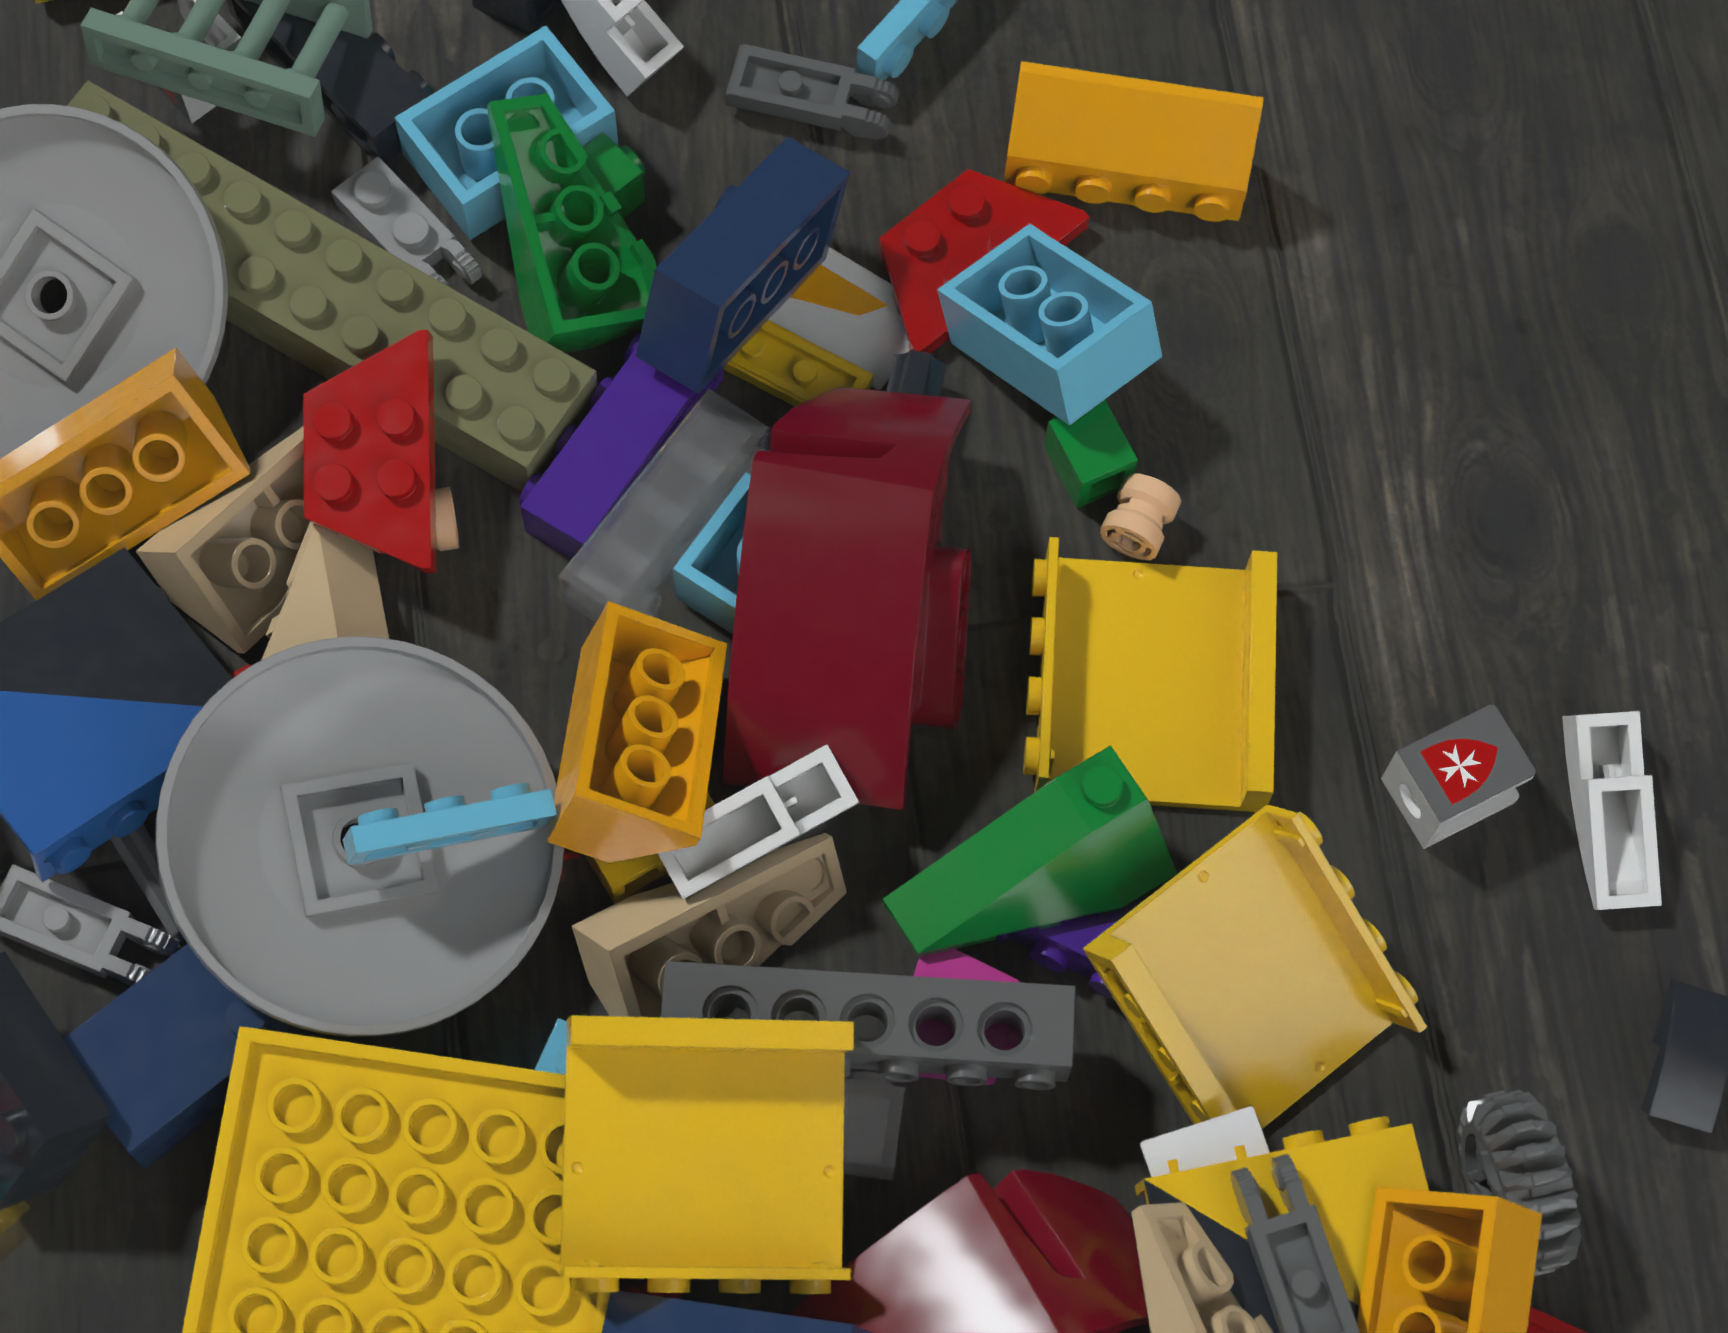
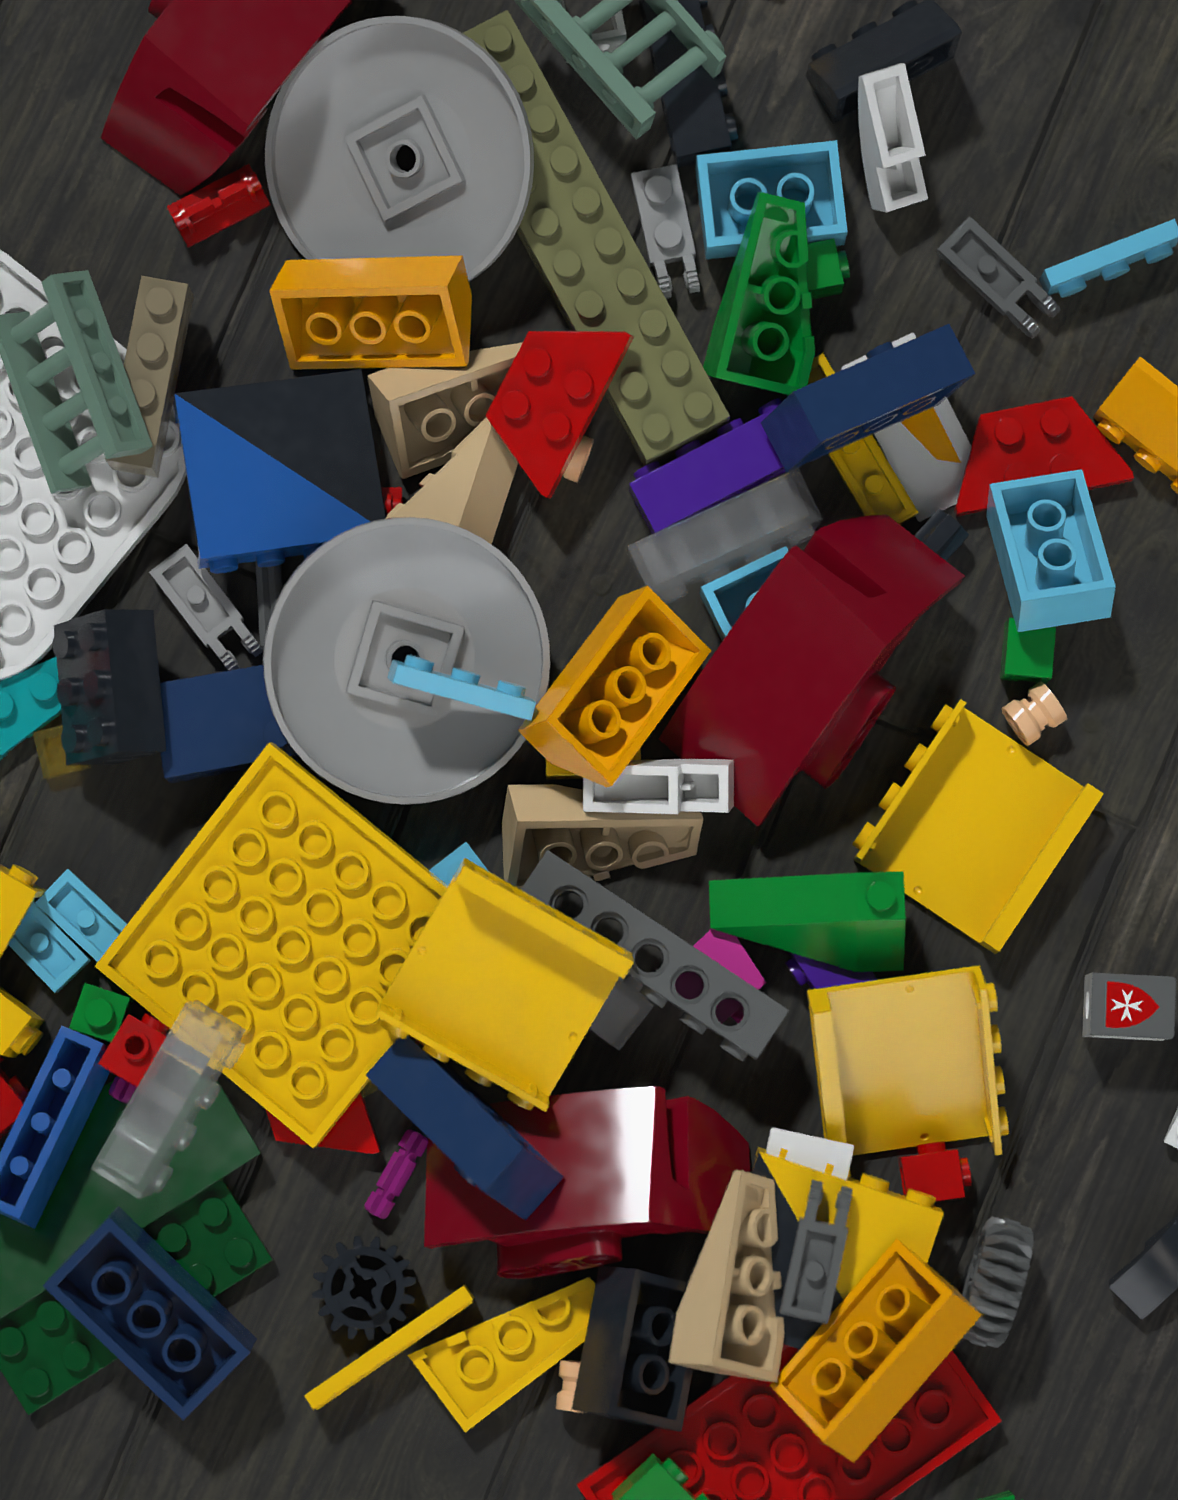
camera: 35 degrees right, 15 degrees up
(1359, 1093) = (935, 1171): none -> red brick

